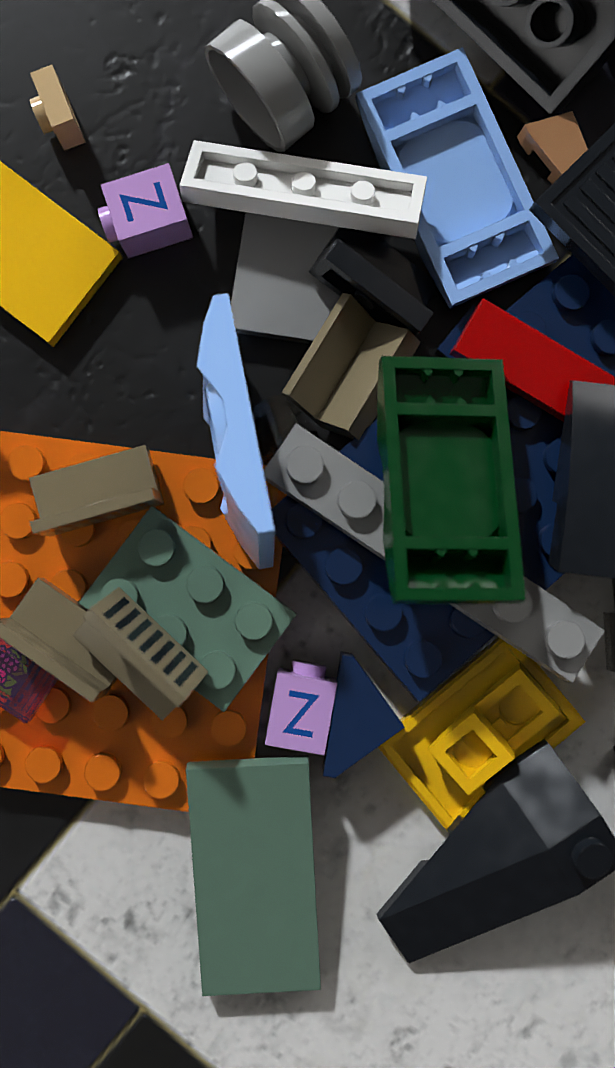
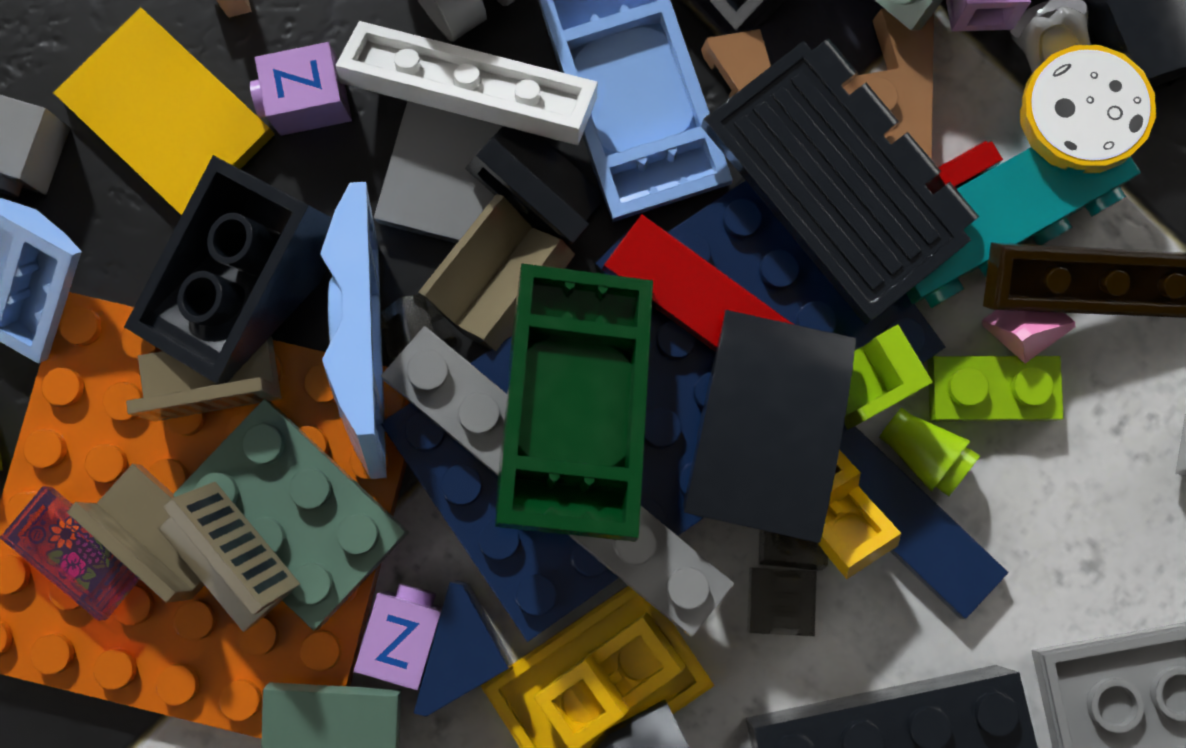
camera: 10 degrees right, 5 degrees down
(106, 389) = (230, 272): none -> black slope

